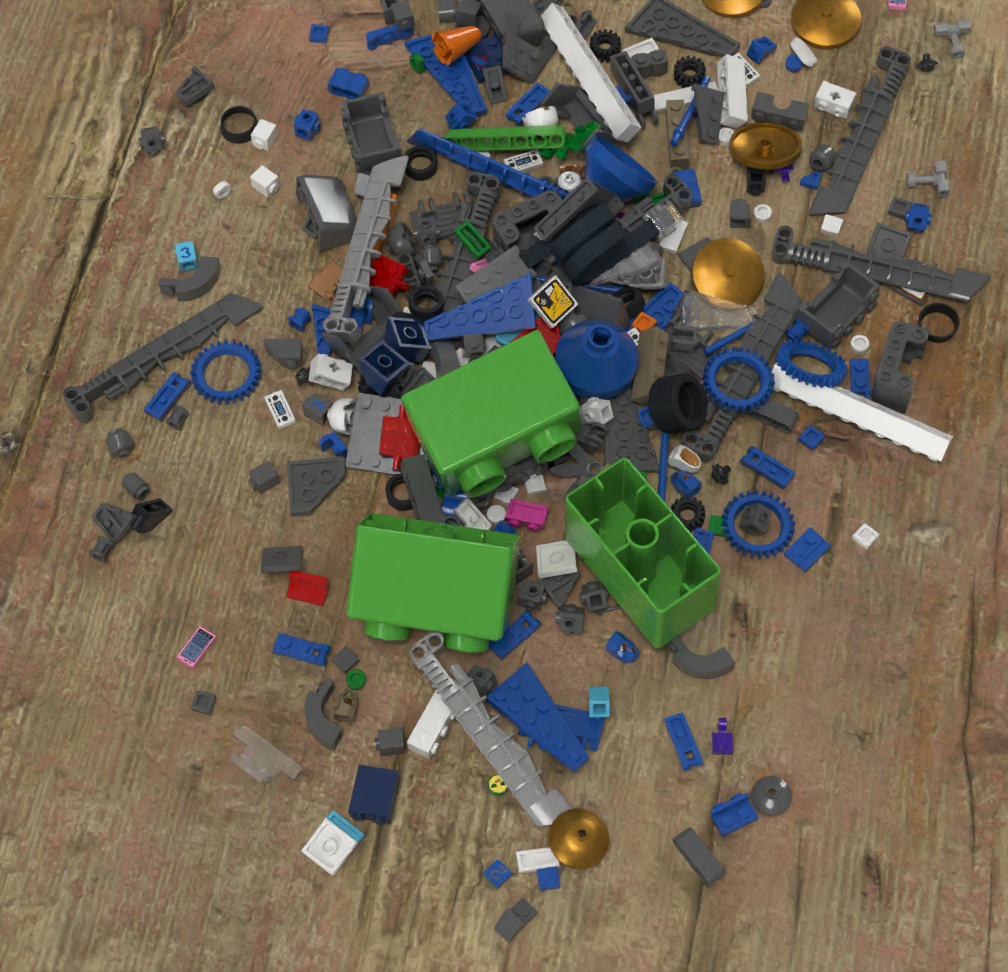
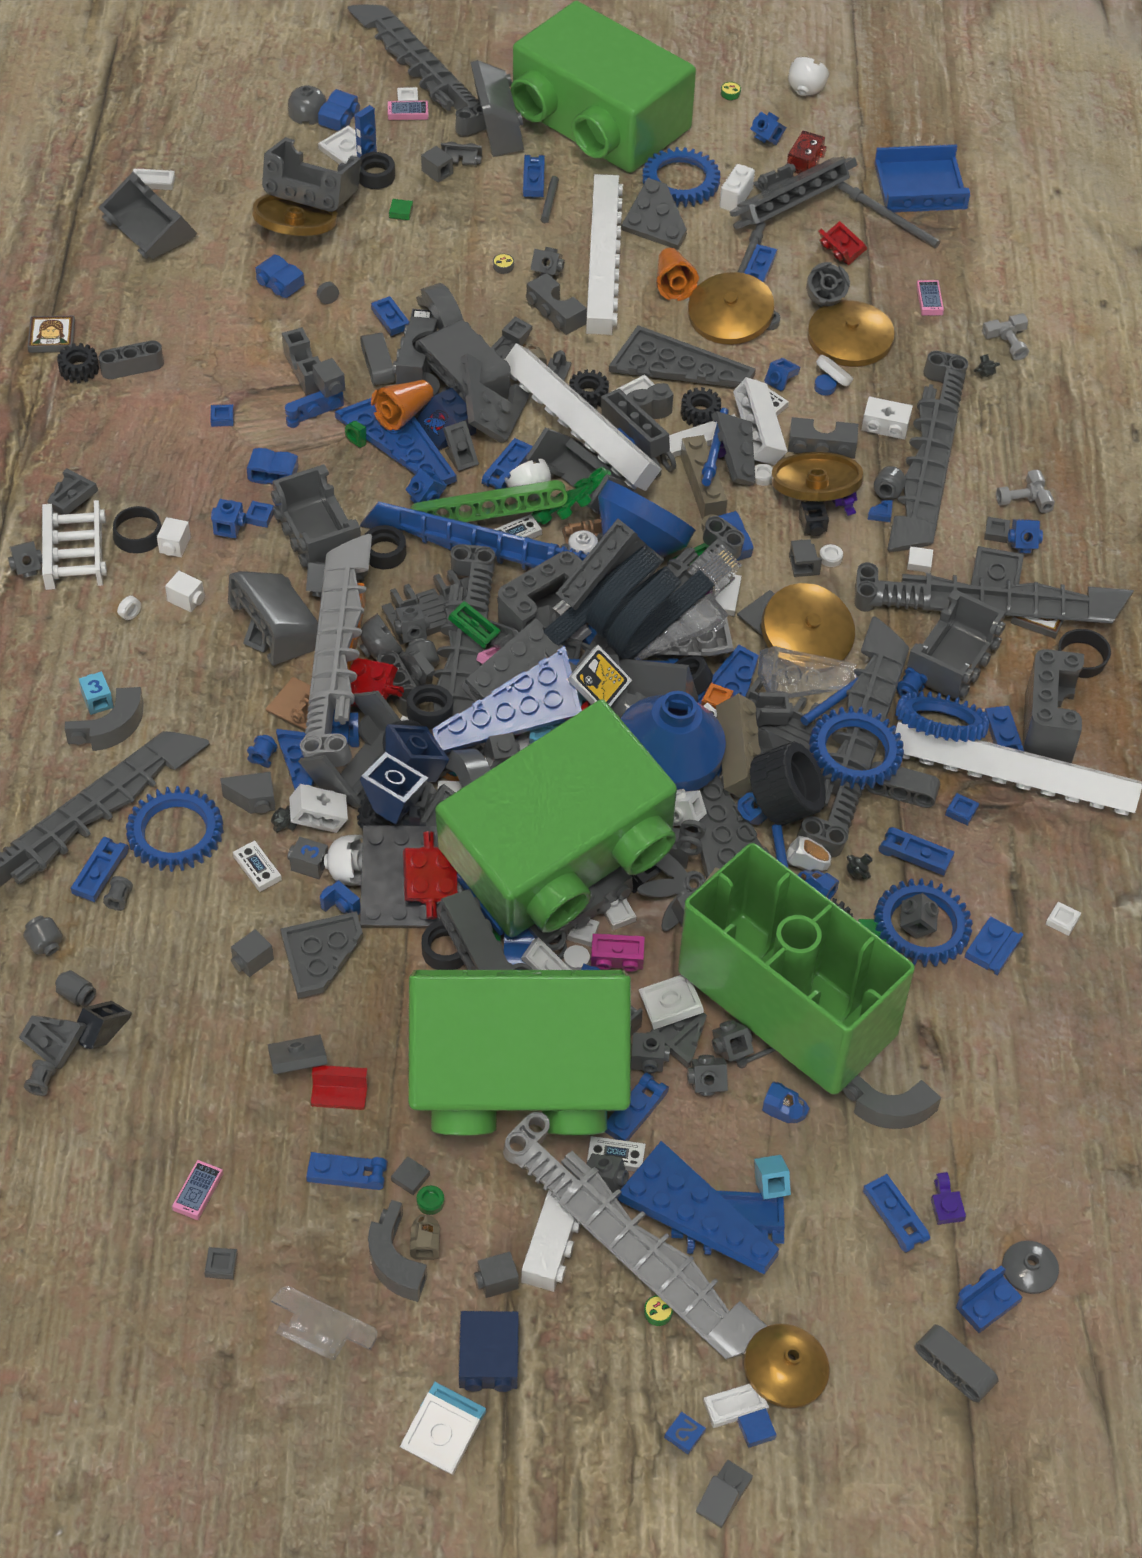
camera: 15 degrees left, 10 degrees down
(174, 123) = (51, 537): none -> white fence
(332, 122) = (259, 514): none -> blue tile
(502, 668) = (630, 1151): none -> white tile
(859, 344) = (992, 691): white tile -> none

